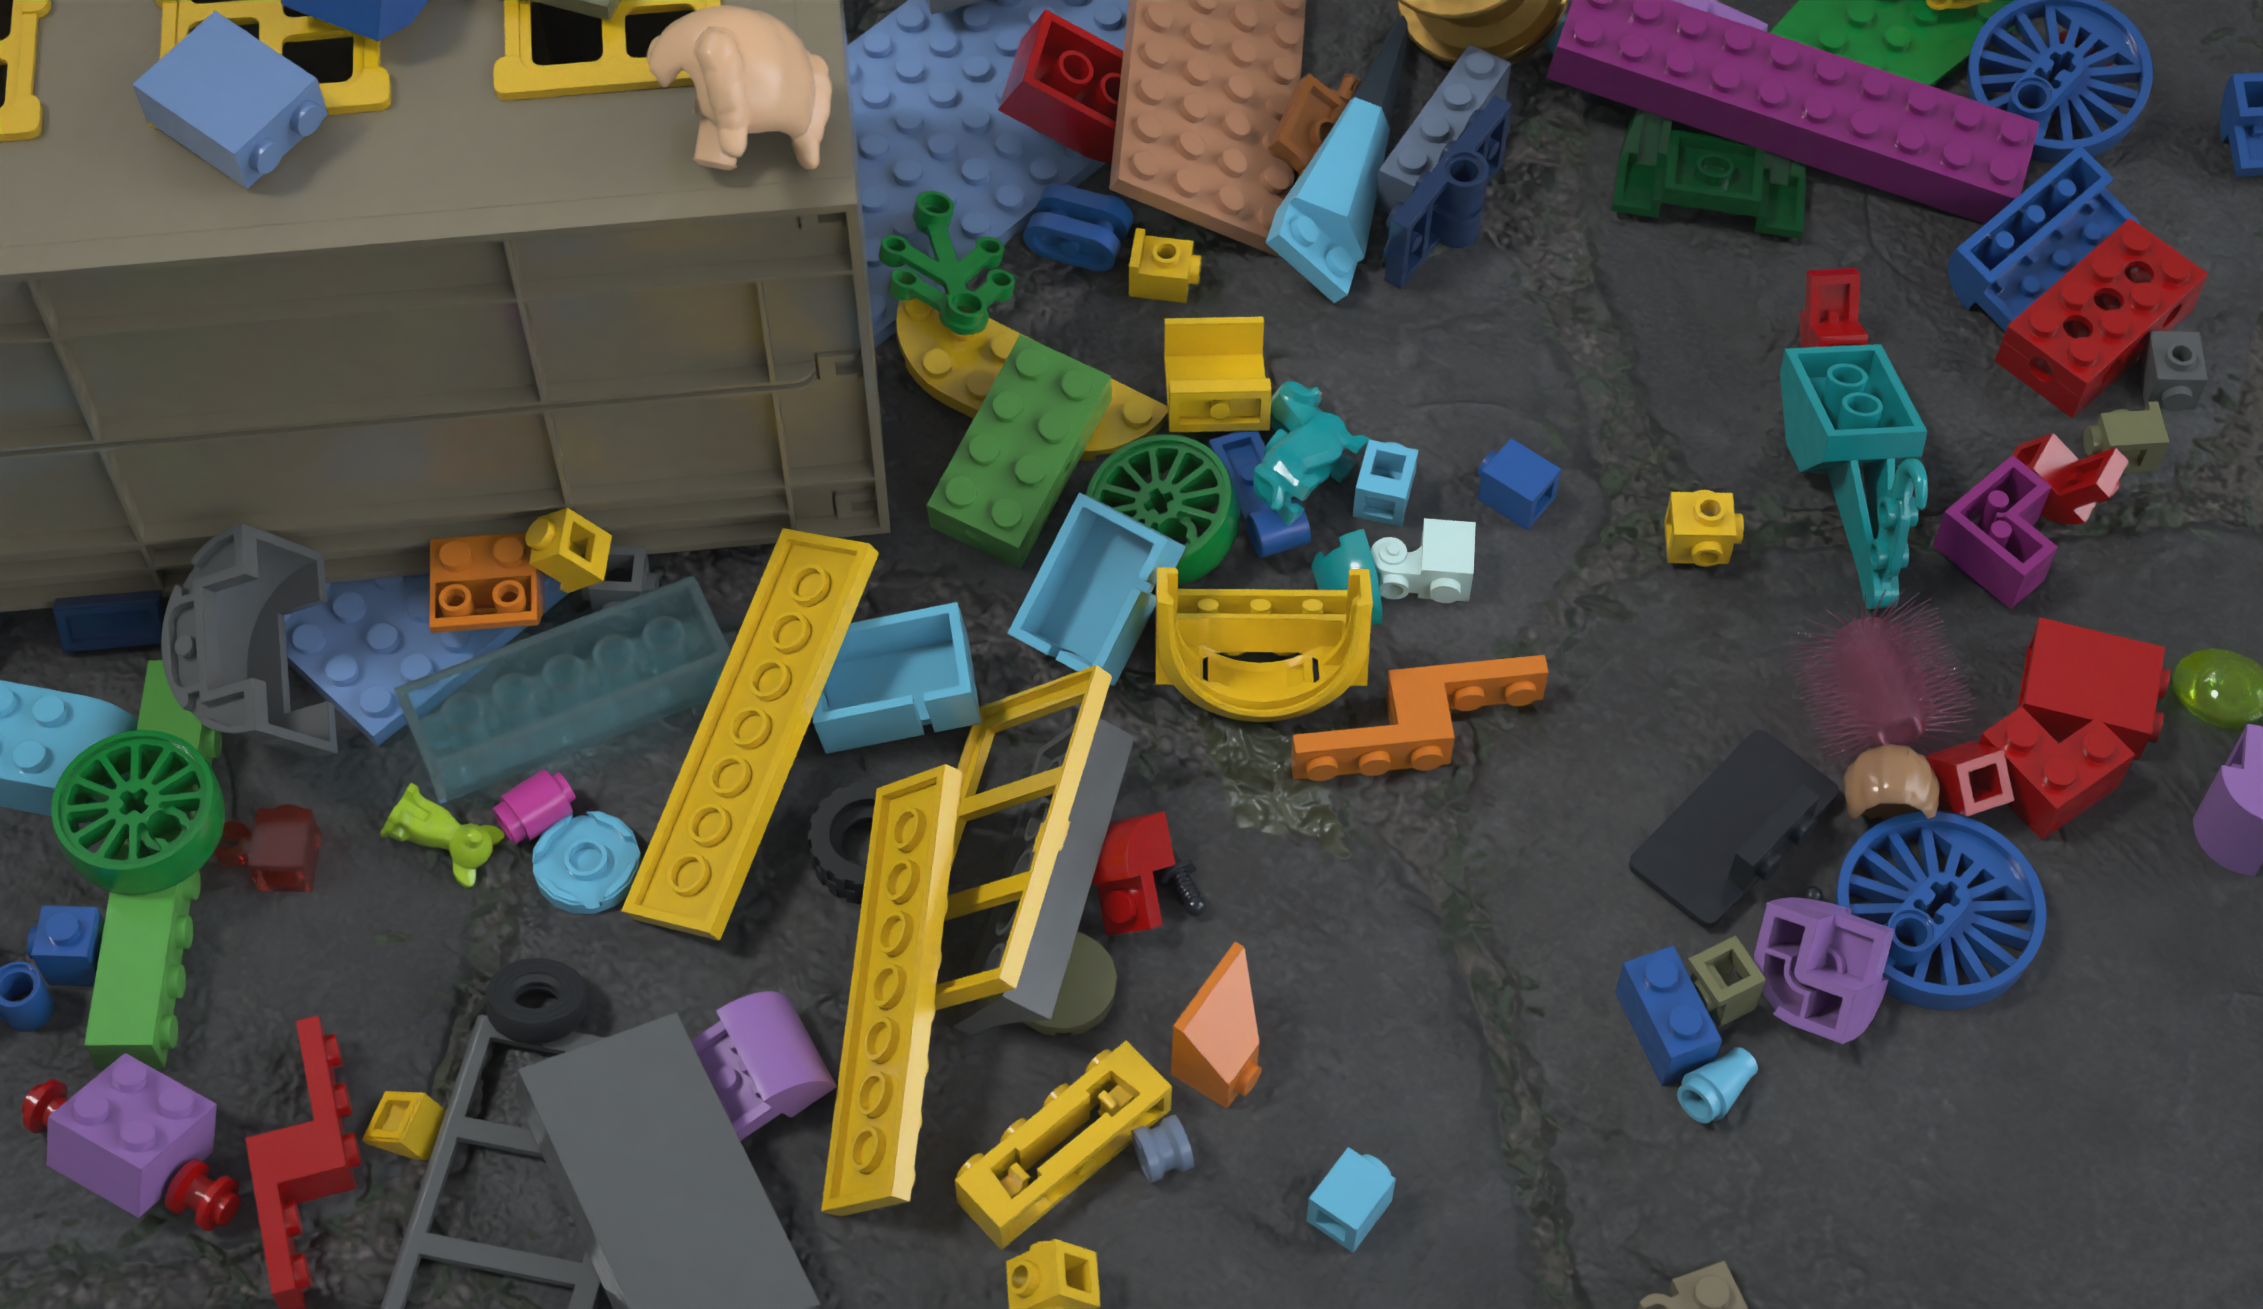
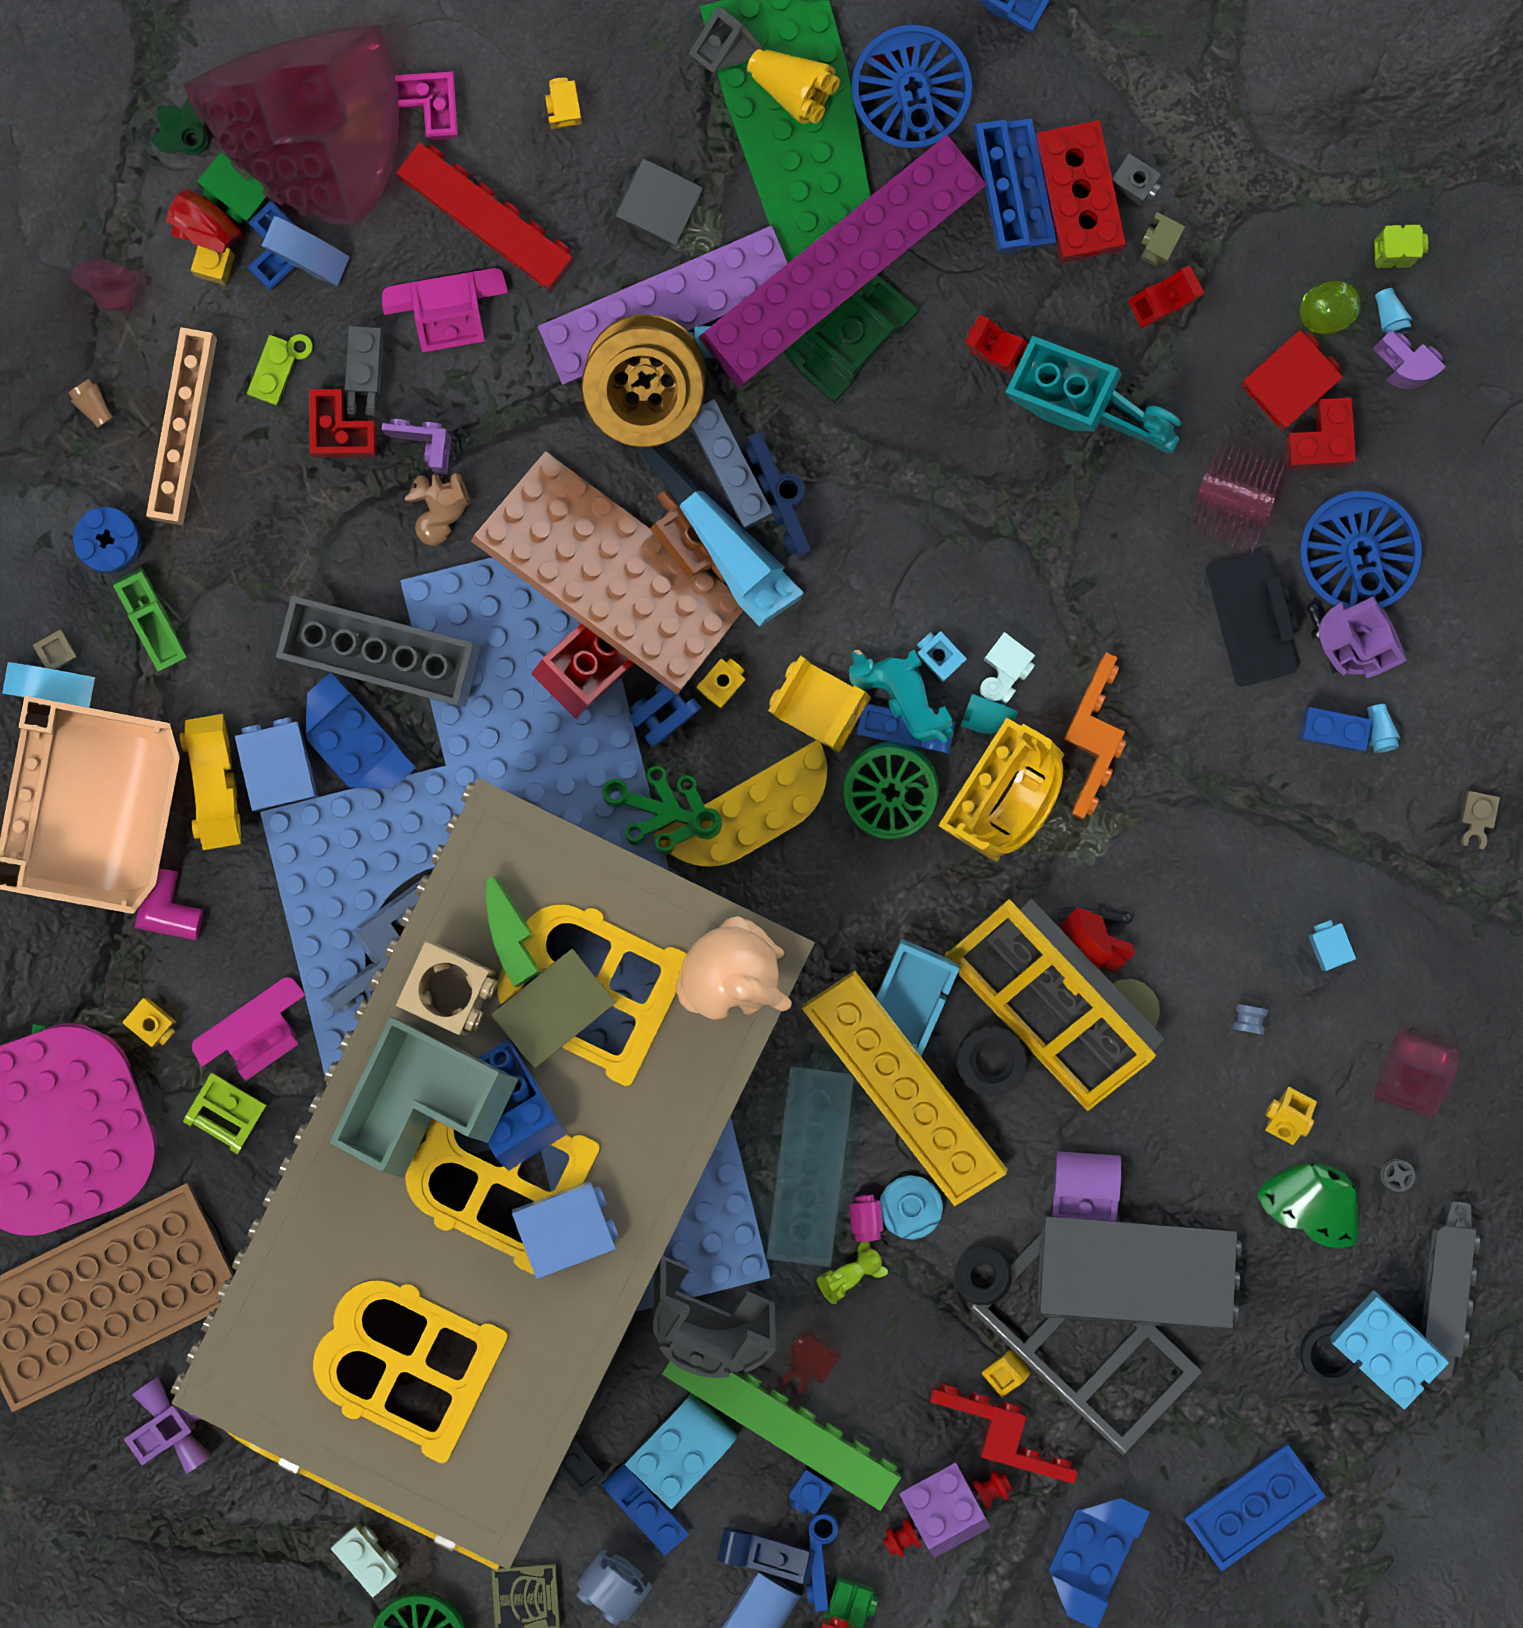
camera: 60 degrees left, 30 degrees up
(110, 620) = (614, 1379): dark blue tile -> none
(138, 812) = (801, 1405): green piece -> none
(484, 583) = (734, 1180): orange slope -> none
(557, 549) = (740, 1134): yellow brick -> none
(624, 579) = (769, 1112): dark grey brick -> none
(892, 994) = (1097, 1103): yellow plate -> none
(996, 1186) = (1206, 1081): yellow brick -> none
(1020, 451) = (811, 845): bright green brick -> none
(1095, 588) = (929, 861): medium azure piece -> none
(1218, 1034) = (1214, 955): orange slope -> none
(1518, 483) = (984, 586): blue brick -> none
(1702, 527) = (1069, 519): yellow brick -> none
(1719, 985) = (1338, 692): olive brick -> none
(1890, 783) = (1289, 531): medium nougat hair -> none
(1971, 778) = (1306, 486): red brick -> none
(1993, 532) = (1174, 365): magenta brick -> none

